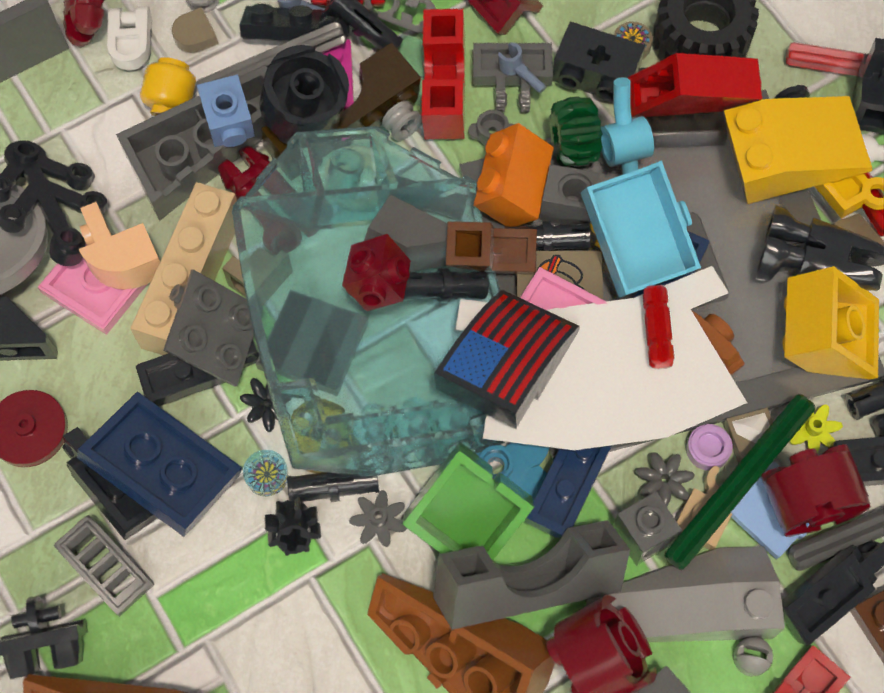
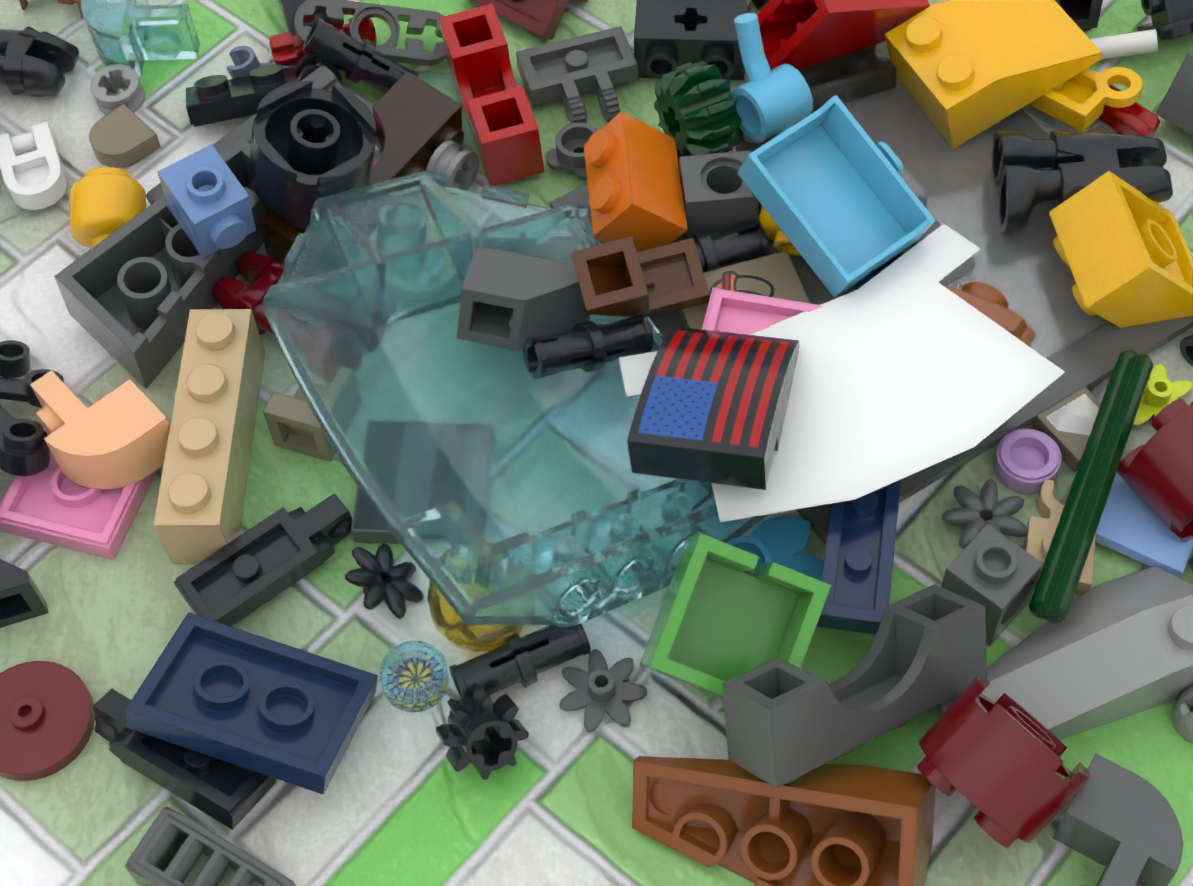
camera: 15 degrees left, 10 degrees down
(210, 327) = (275, 486): dark grey hinge -> none
(376, 272) = (494, 344): dark red brick -> none
(515, 66) = (580, 61): sand blue hand -> none
(658, 327) = (907, 311): red axle -> none

